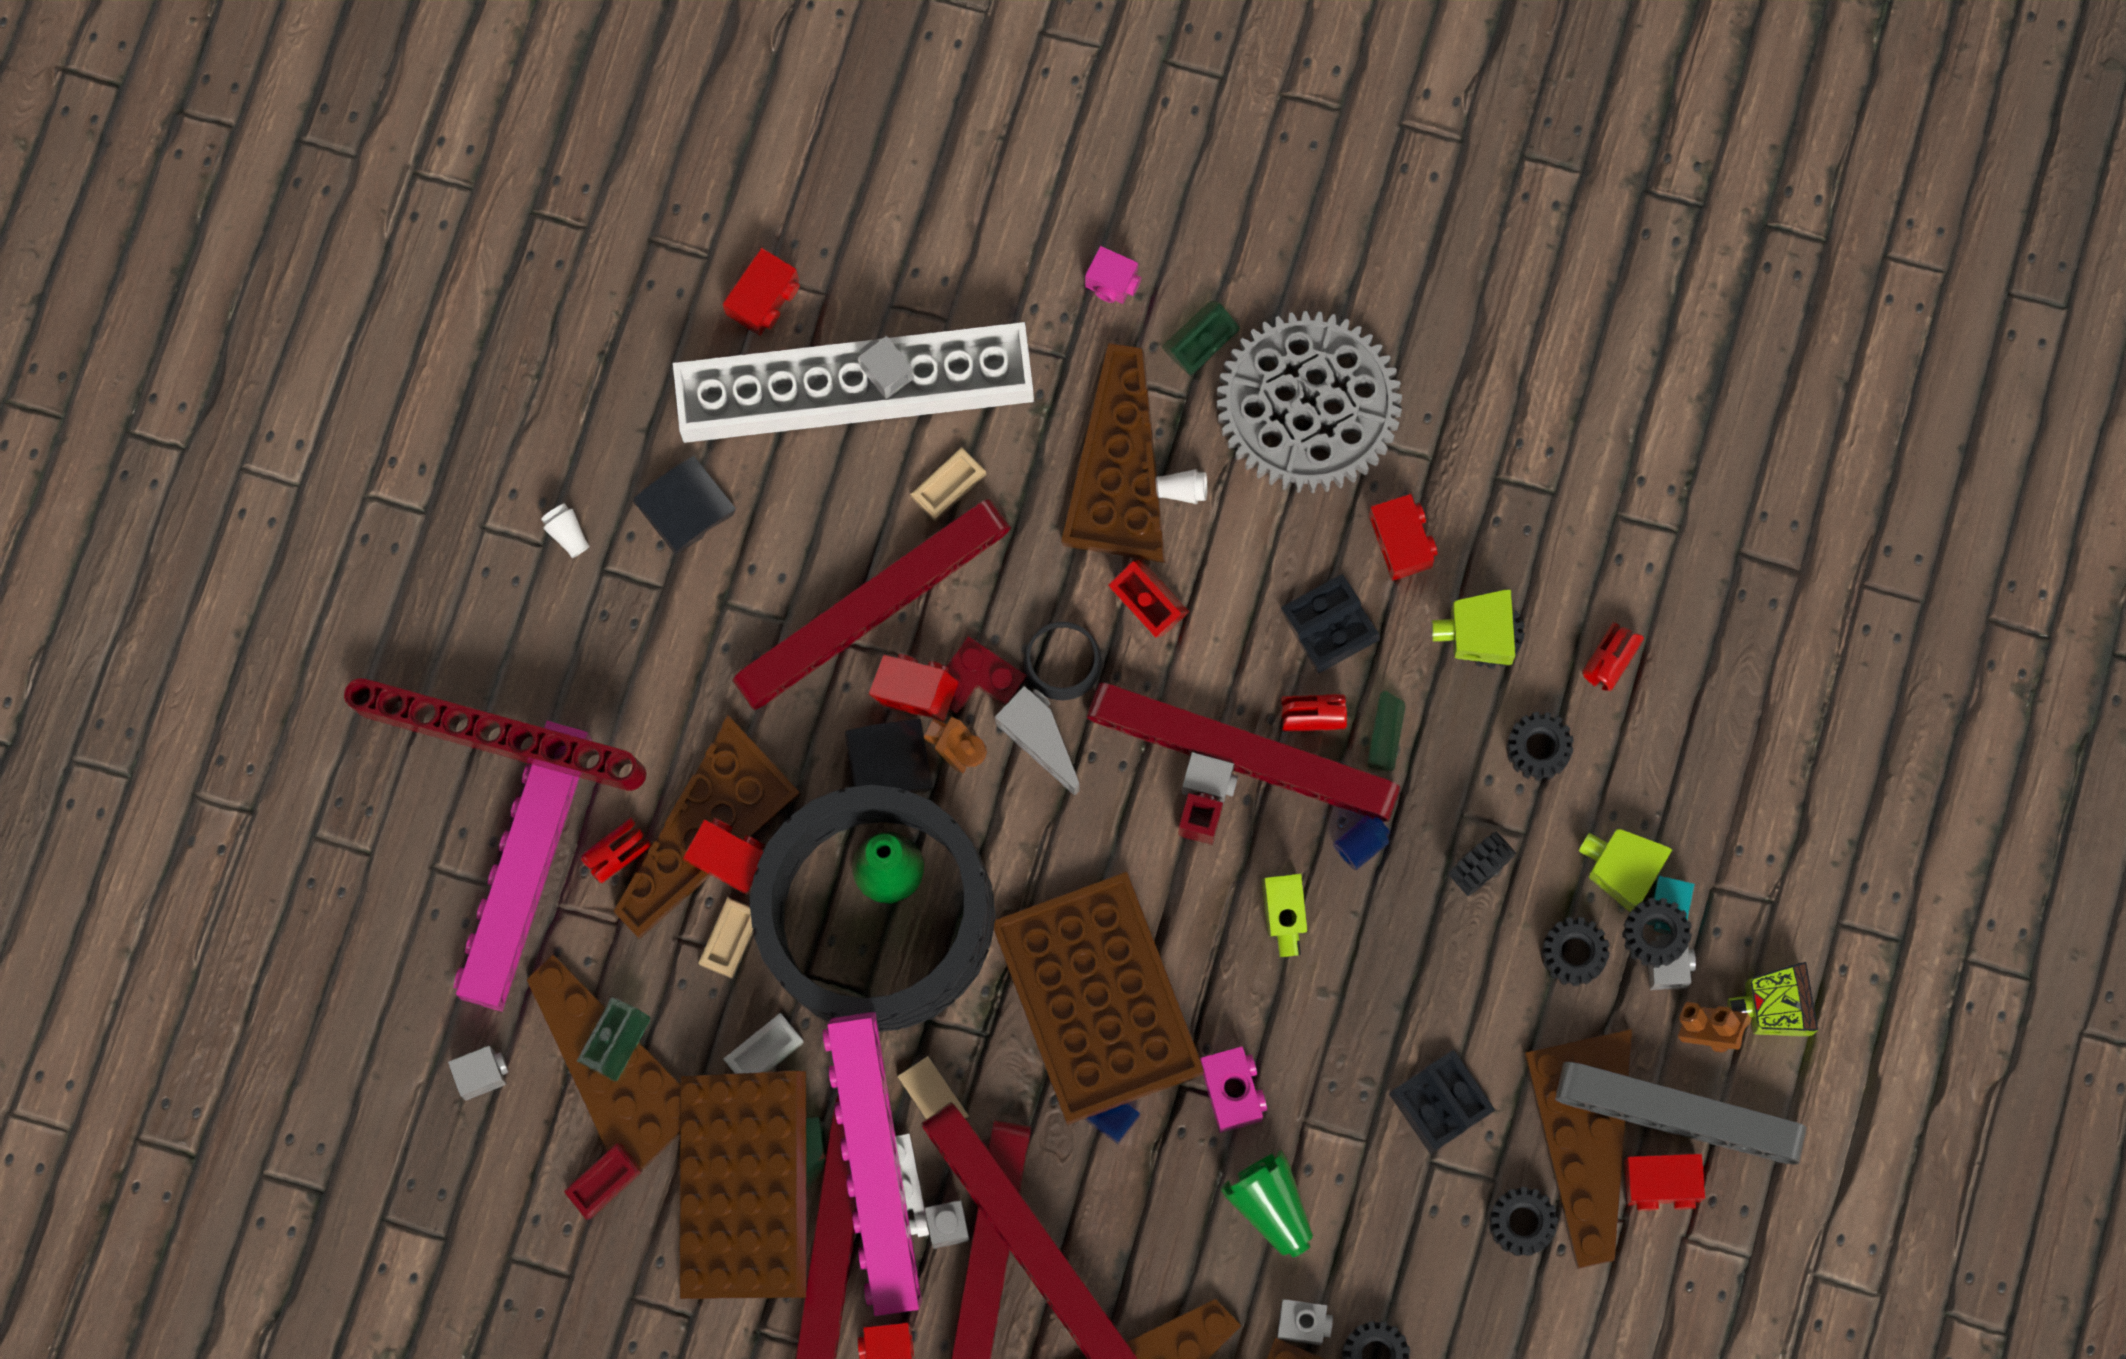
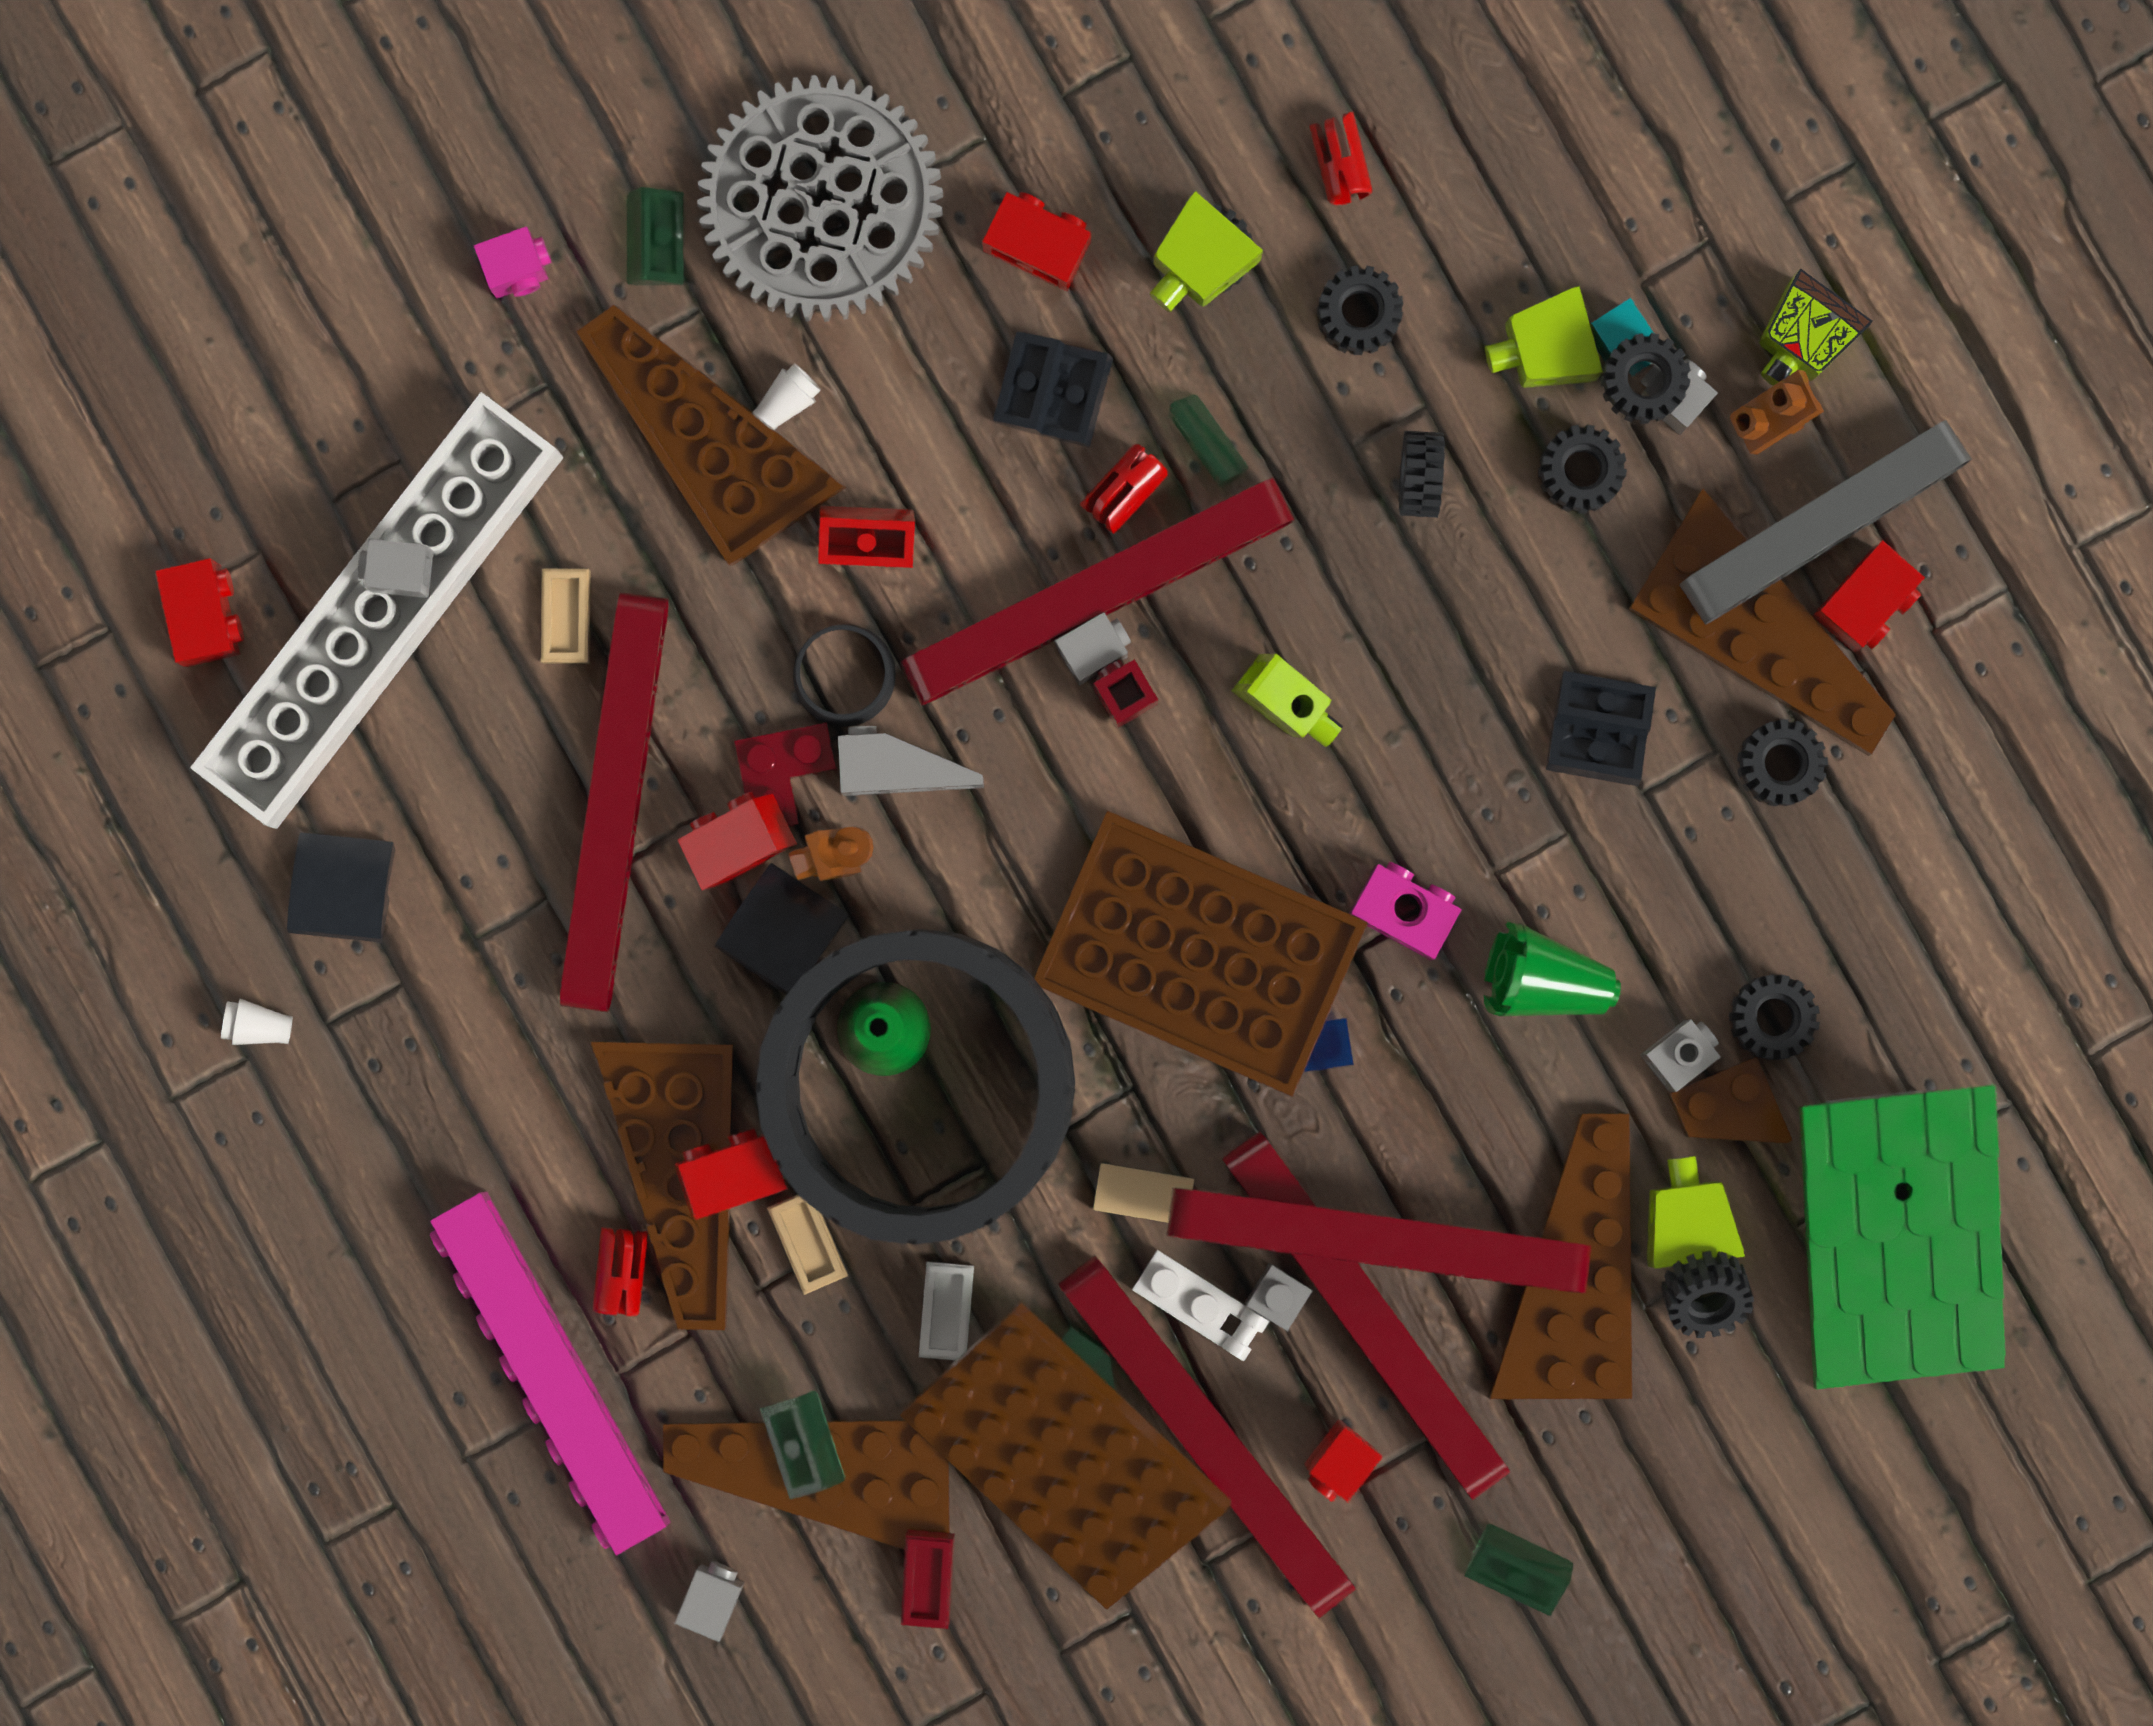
camera: 50 degrees left, 10 degrees up
(509, 740) = (374, 1289): dark red beam -> none
(874, 1164) = (1161, 1314): dark pink brick -> none
(1362, 841) = (1290, 563): clear blue brick -> none

